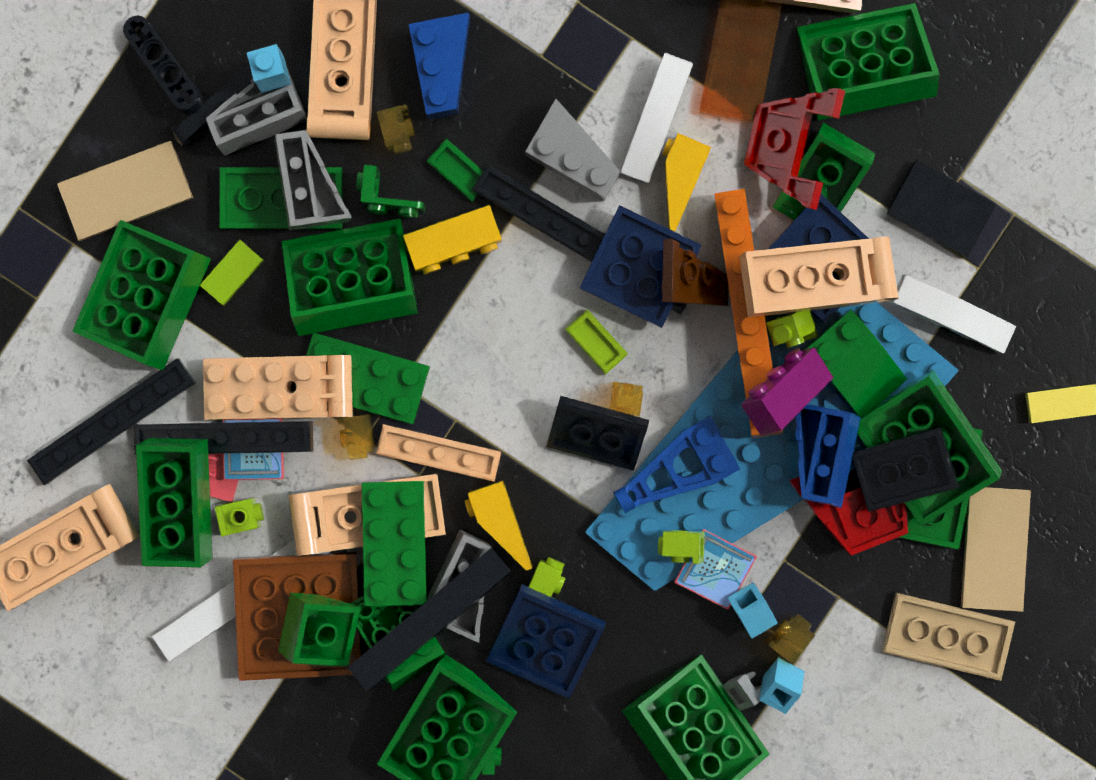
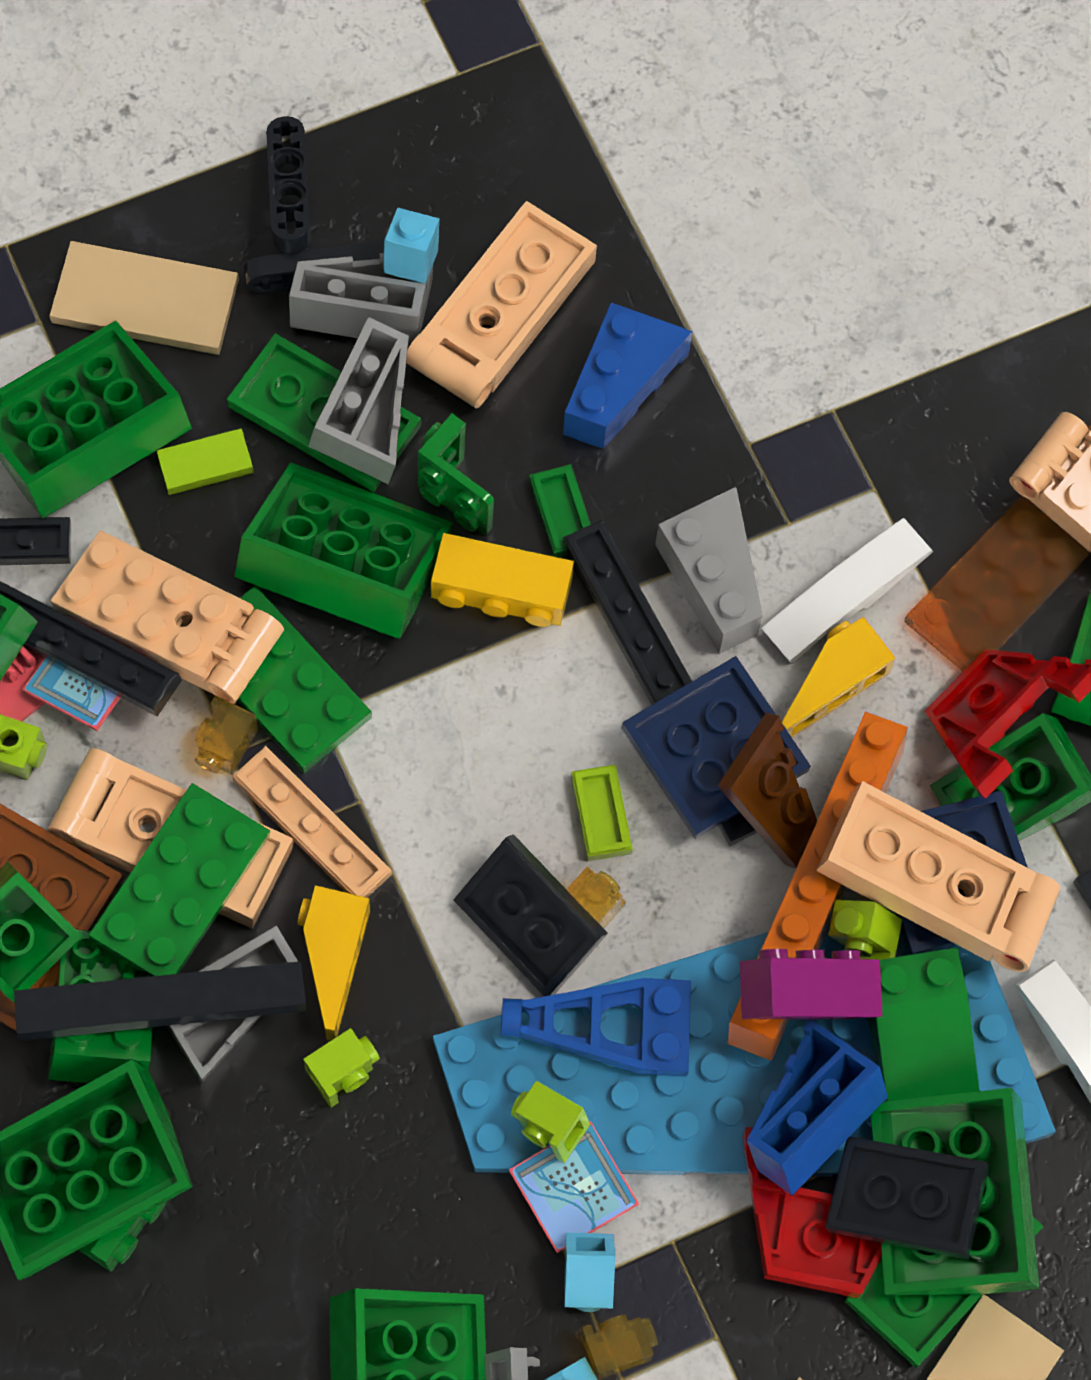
camera: 30 degrees right, 20 degrees down
(396, 128) = (518, 414): clear yellow brick -> none
(546, 641) = (289, 1137): dark blue plate -> none

